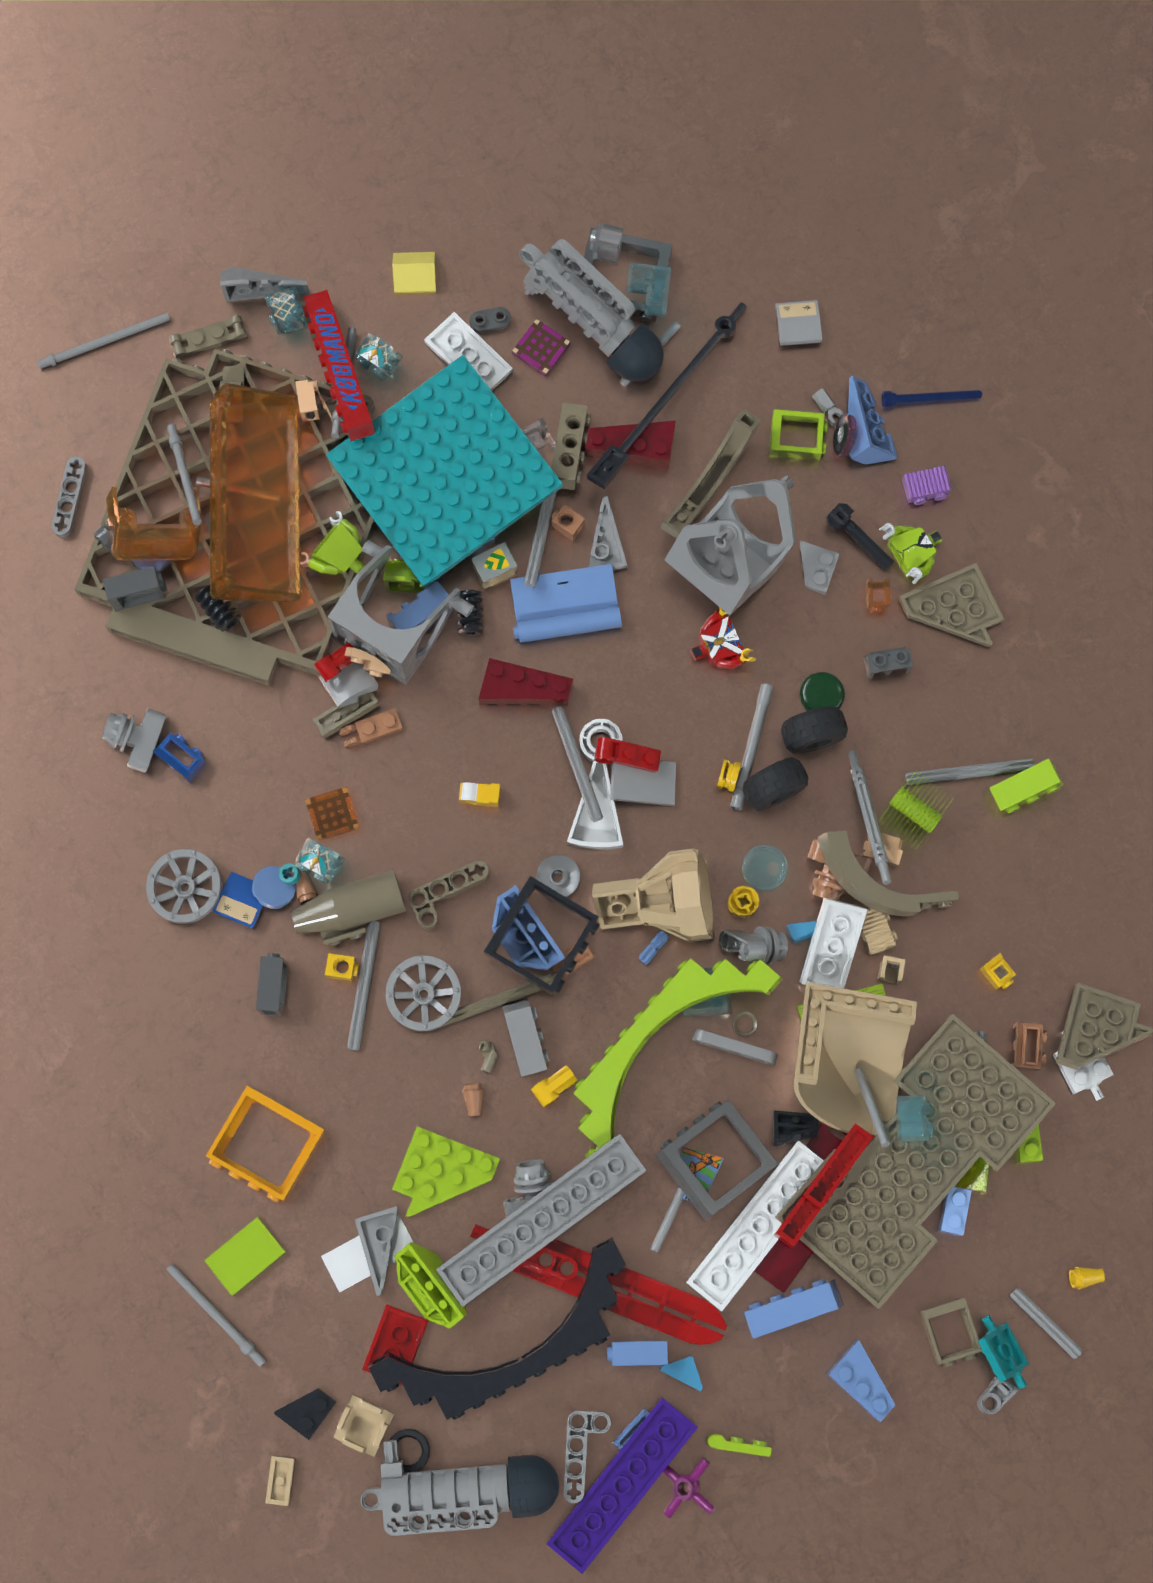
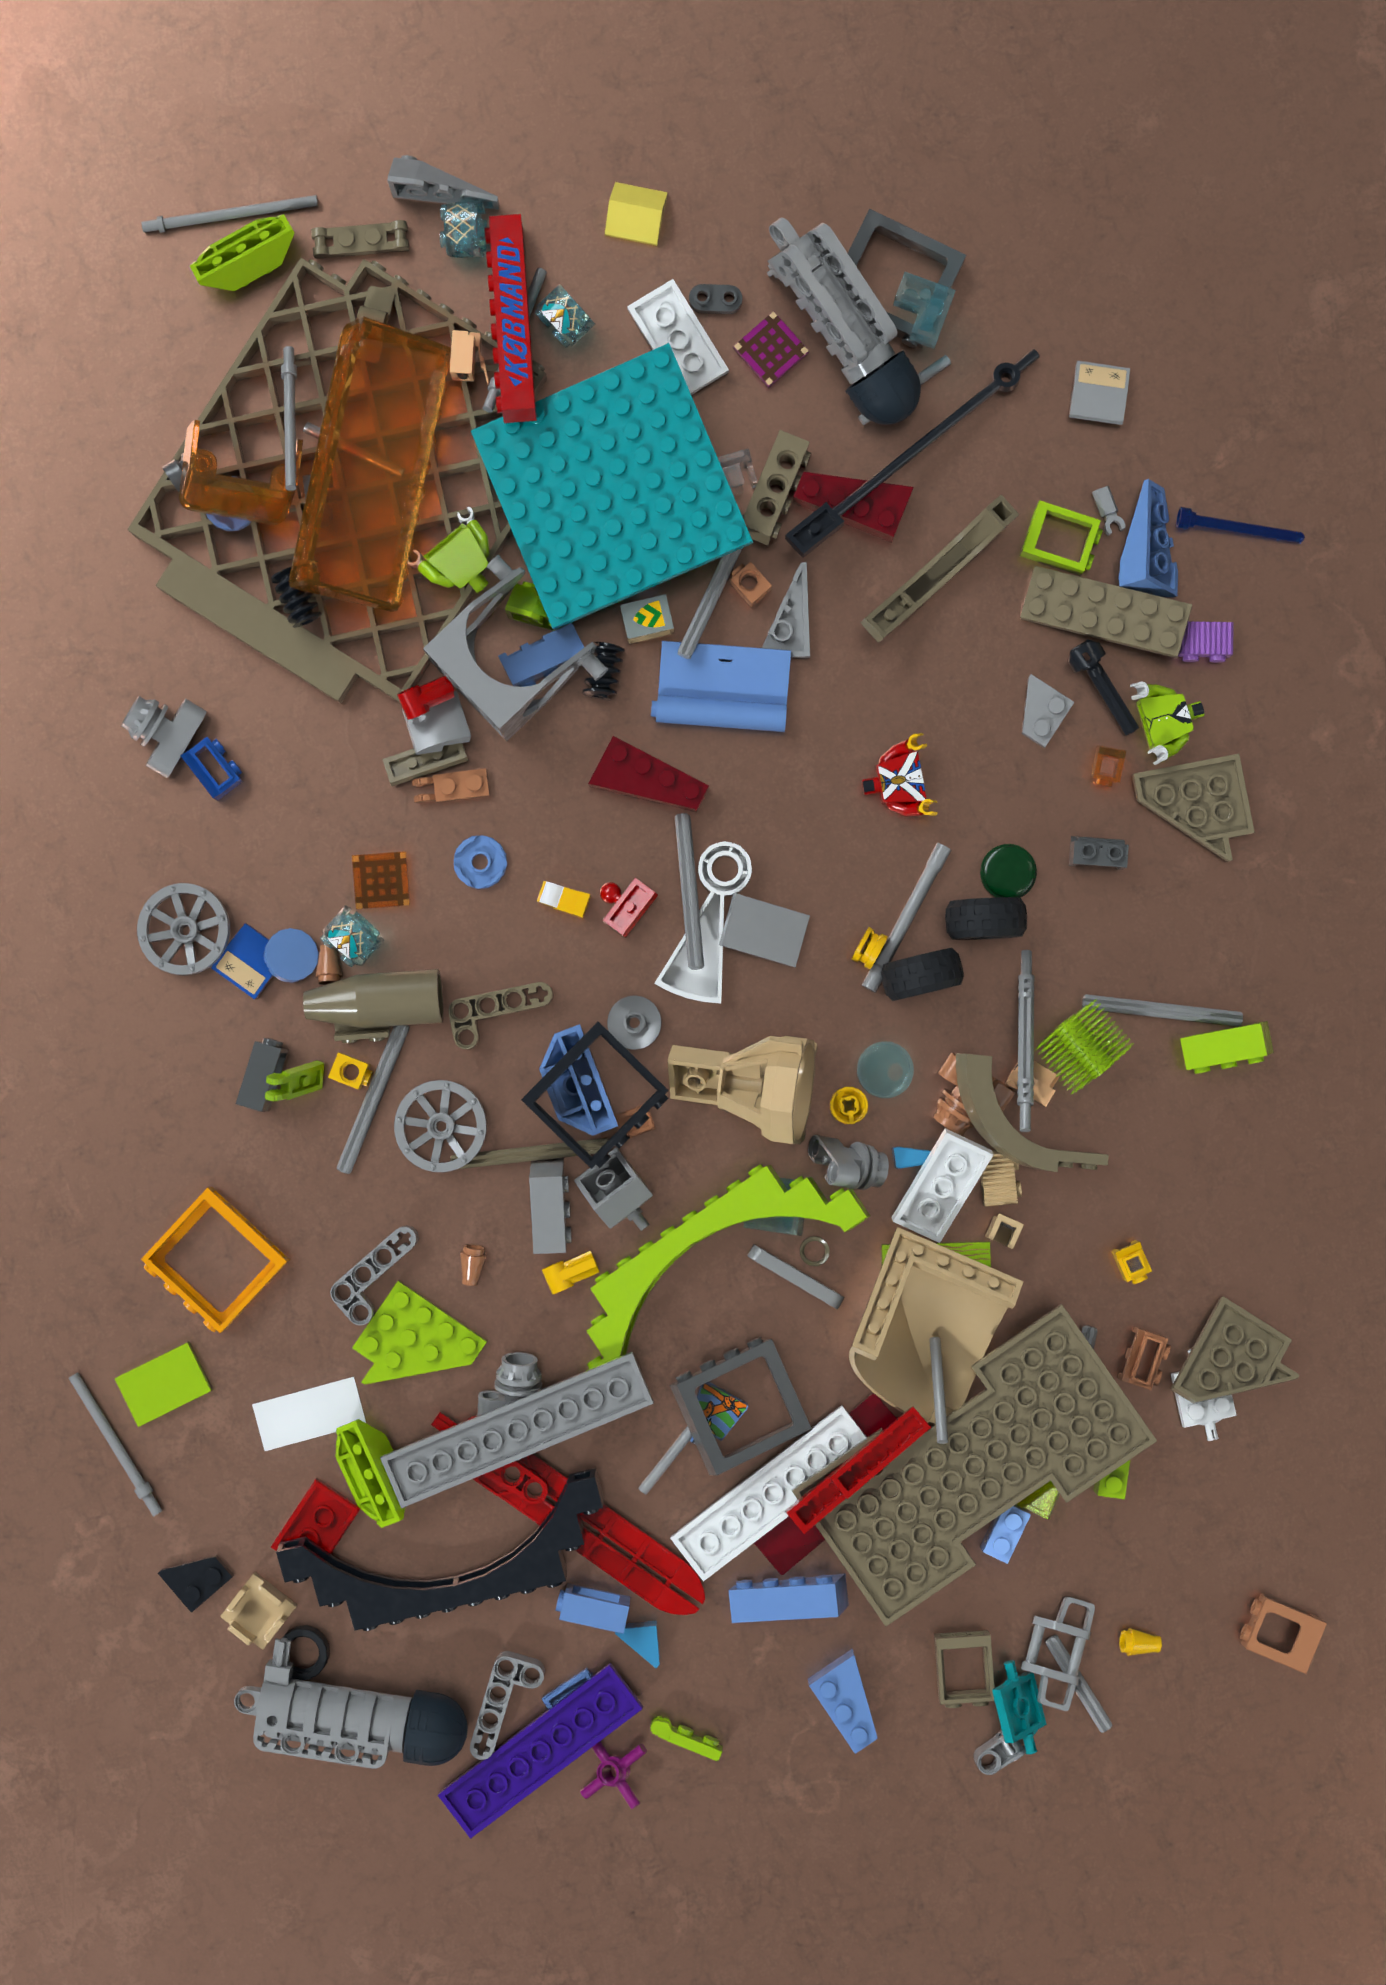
camera: 15 degrees right, 10 degrees up
(72, 497) = (140, 405): light grey beam -> none
(122, 366) = (244, 254): none -> lime wedge
(135, 588) = (199, 549): dark grey window -> none
(280, 1480) = (148, 1650): tan plate -> none
(288, 867) = (304, 945): teal bush -> none
(300, 982) = (296, 1081): none -> lime hinge
(371, 663) = (471, 715): light nougat slope -> none
(376, 1238) = (320, 1402): light grey wing -> none
(399, 1120) = (377, 1269): none -> light grey beam
(416, 790) = (464, 862): none -> medium blue tile
(490, 1055) = (503, 1215): dark tan arm -> none
(532, 788) = (628, 906): none -> plate
(575, 1010) = (615, 1191): none -> light grey piece
(606, 243) = (883, 237): clear brick -> none
(627, 754) = (752, 895): red plate -> none
(651, 950) = (723, 1137): medium blue piece -> none
(725, 556) = (934, 679): light grey piece -> none
(793, 1127) = (839, 1388): black wing -> none
(842, 437) = (1117, 551): tile -> none
(849, 480) = (1106, 611): none -> dark tan plate
(912, 1120) = (980, 1420): clear light blue brick -> none
(1018, 1318) = (1076, 1656): none -> light grey bar

